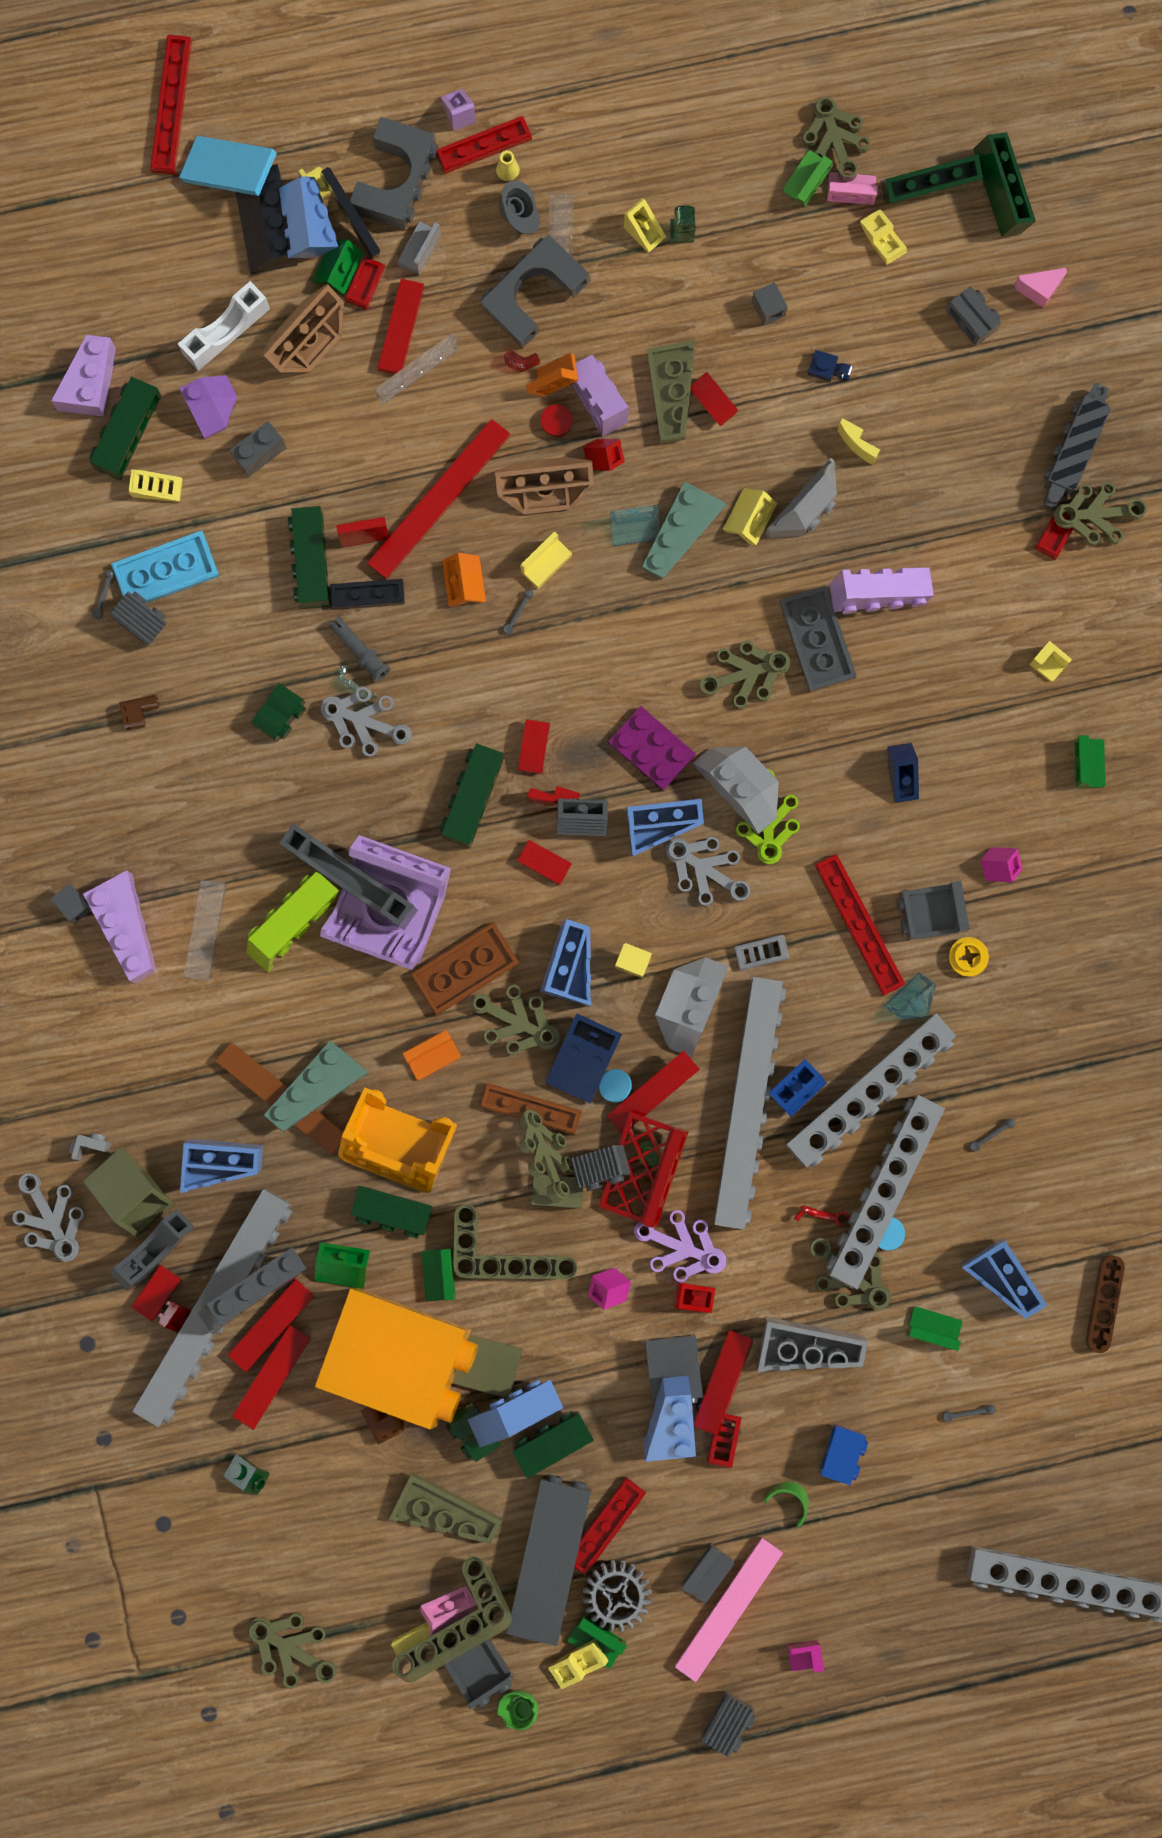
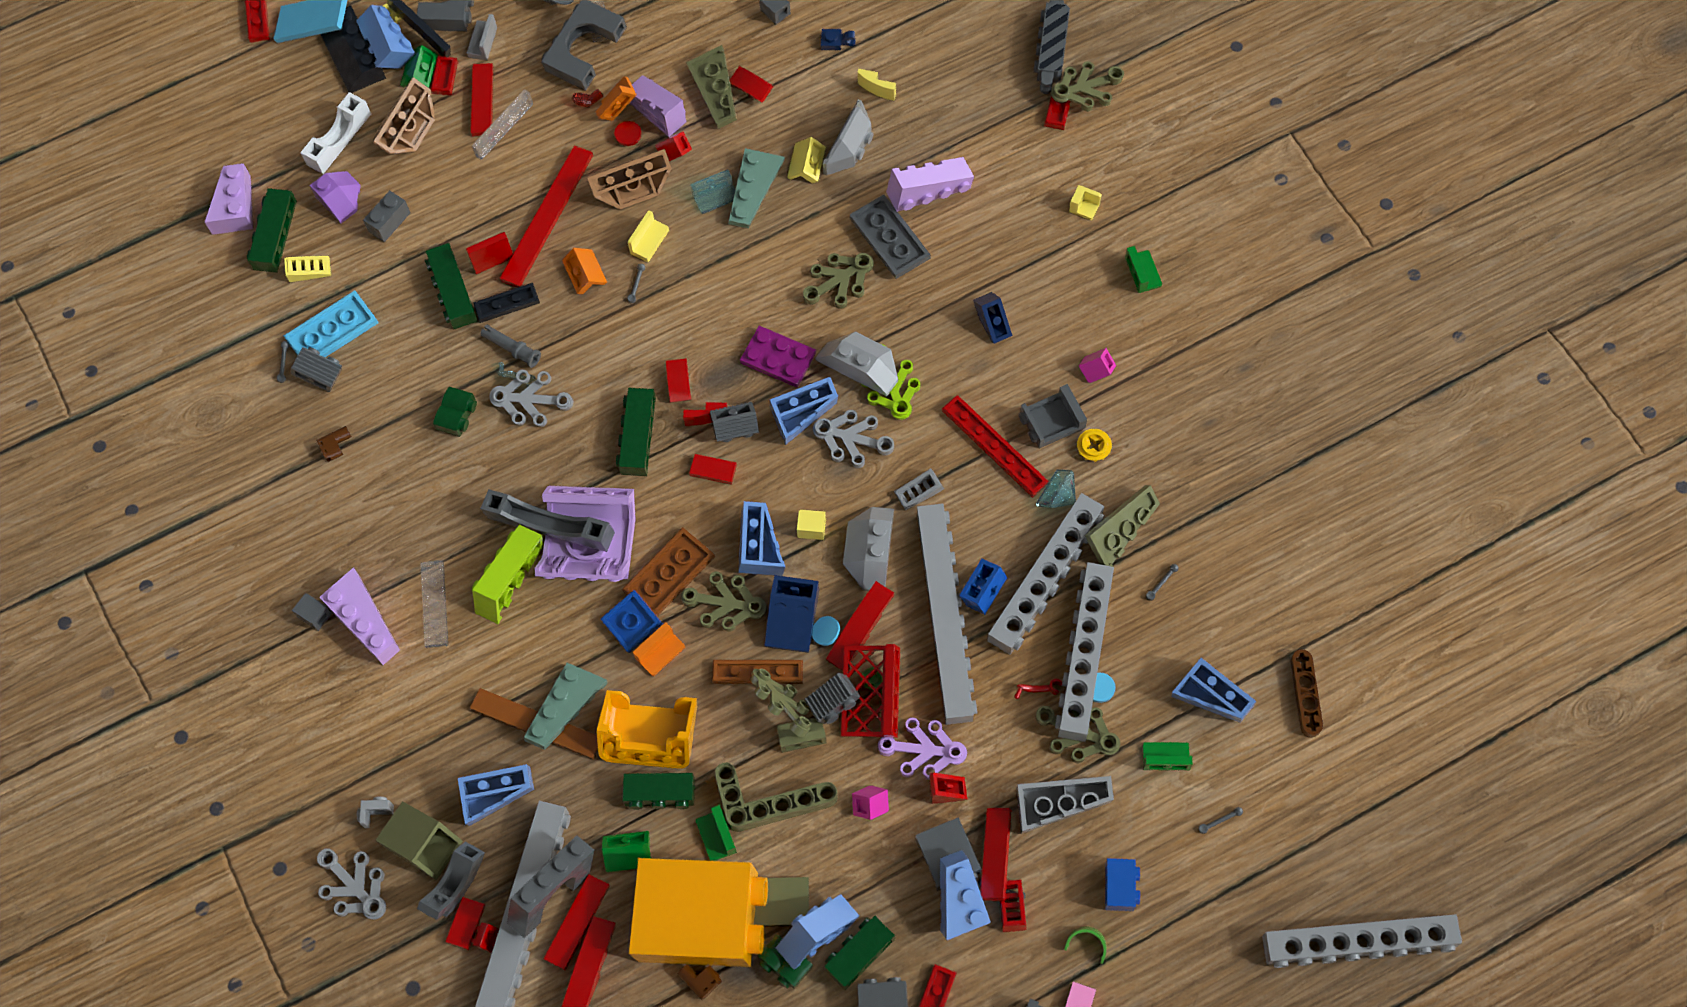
camera: 10 degrees left, 15 degrees down
(410, 1014) = (631, 621): none -> blue tile
(958, 1066) = (1120, 527): none -> olive wing

